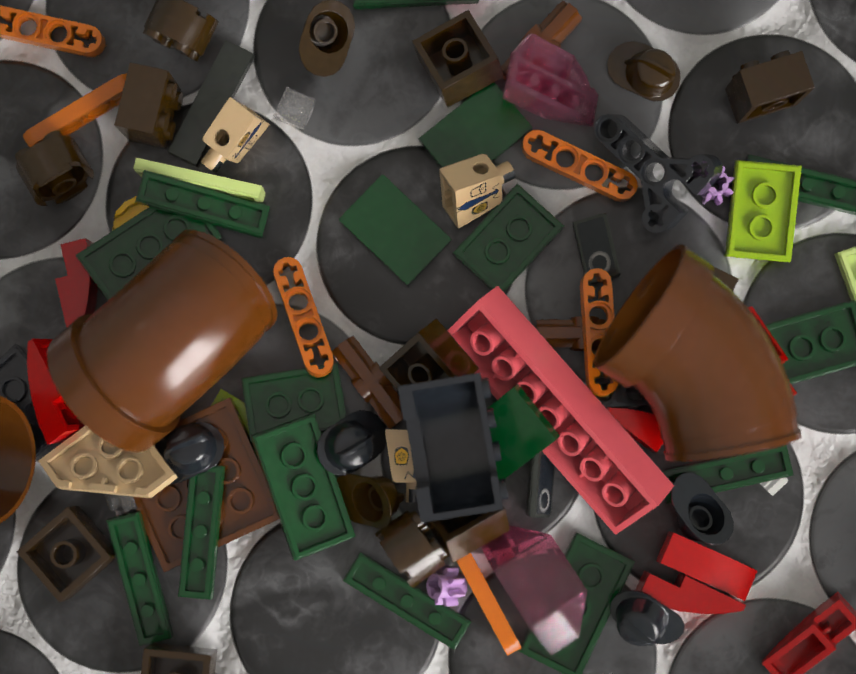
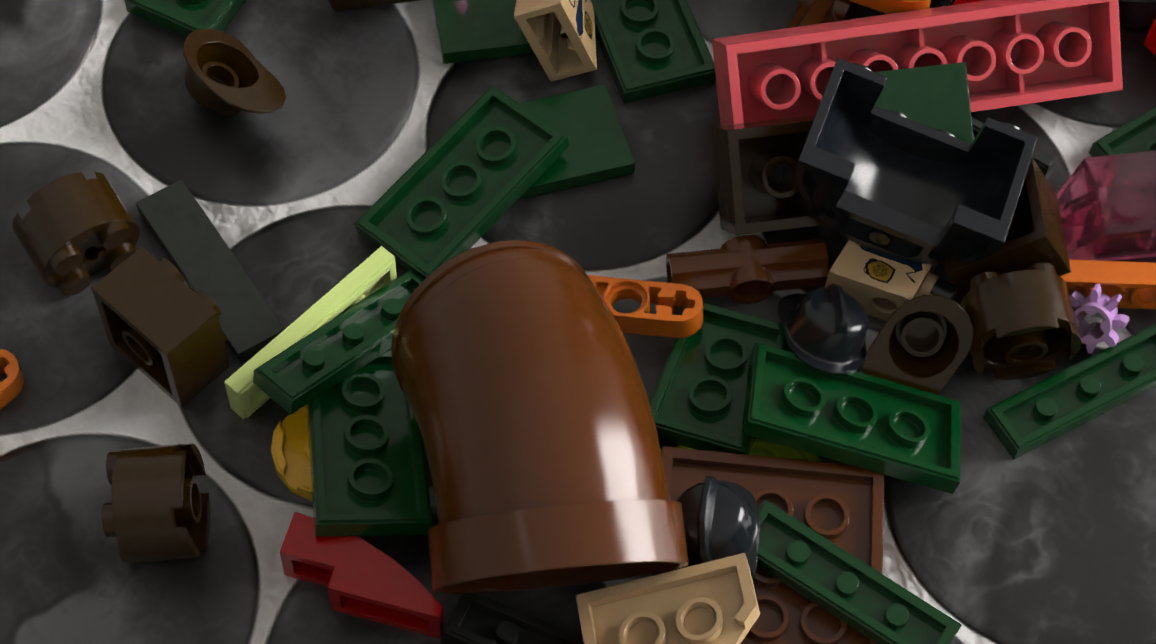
camera: 65 degrees left, 25 degrees down
(79, 112) = (94, 437): orange beam -> none
(239, 126) = (279, 245): tan torso -> none
(294, 108) = (295, 175): clear plate -> none
(335, 201) = (462, 183): none -> dark green tile

